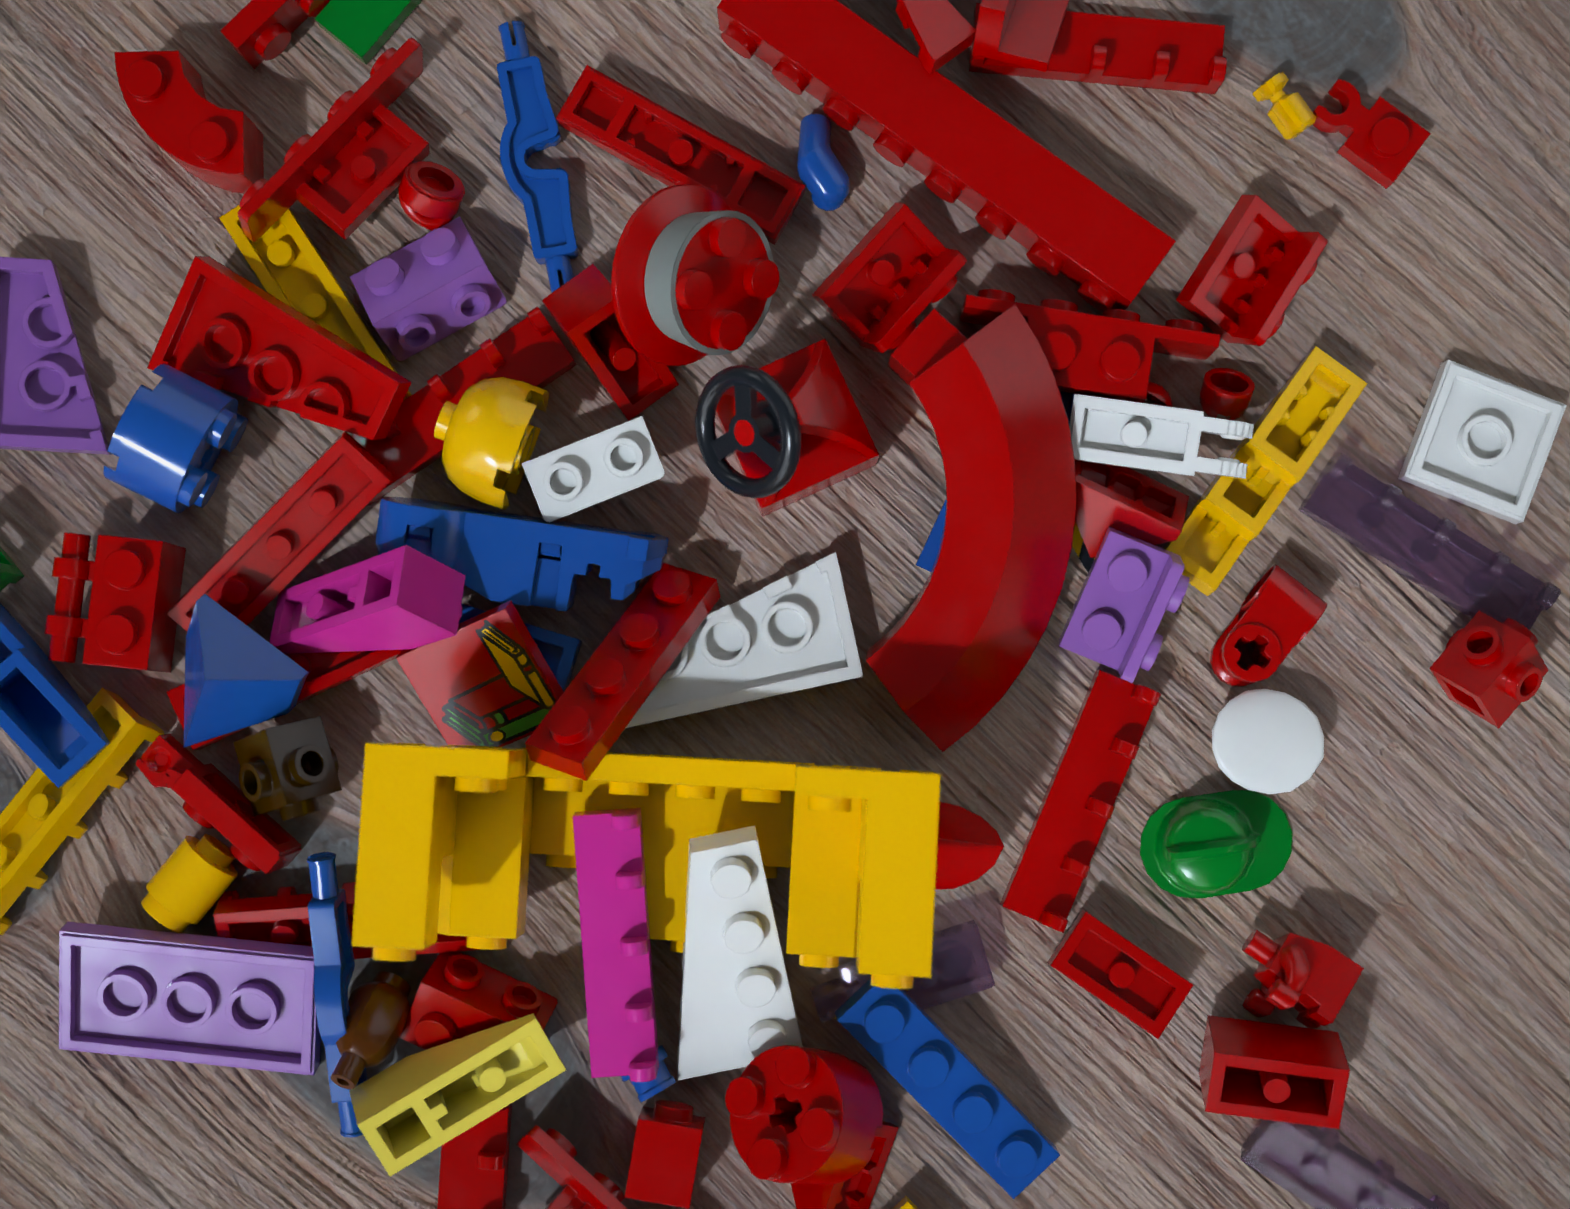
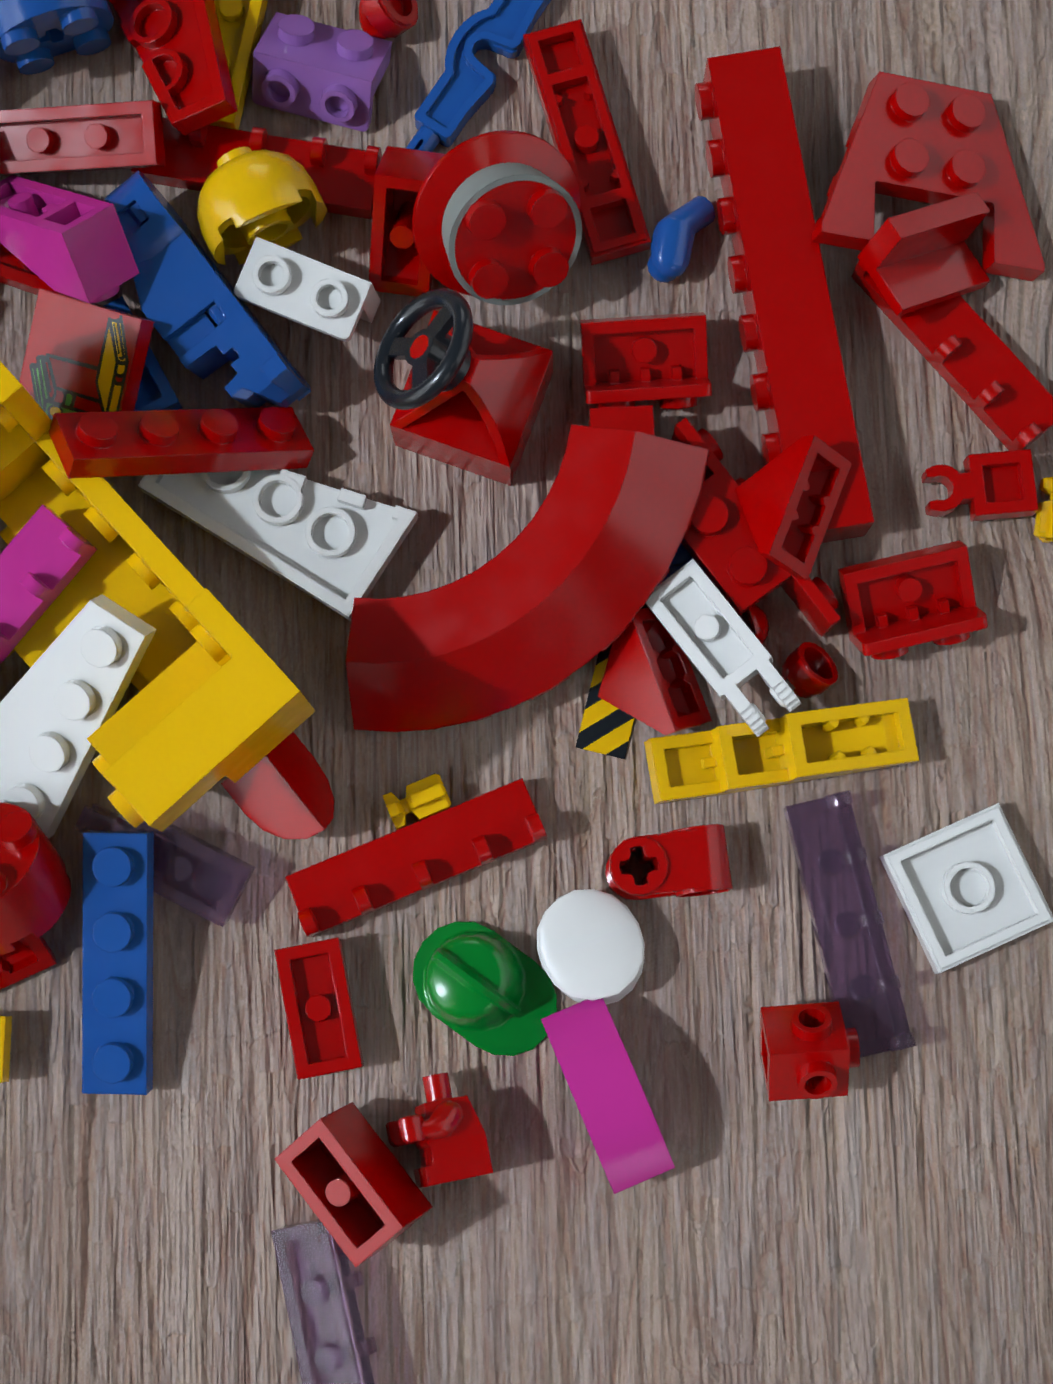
camera: 45 degrees right, 5 degrees down
(1043, 754) = (422, 798): none -> yellow piece
(1108, 284) = (793, 503): none -> red slope
(1124, 604) = (584, 744): medium lavender bracket -> none
(1222, 133) = (993, 486): none -> red plate
(1383, 833) = (608, 1094): none -> dark pink brick

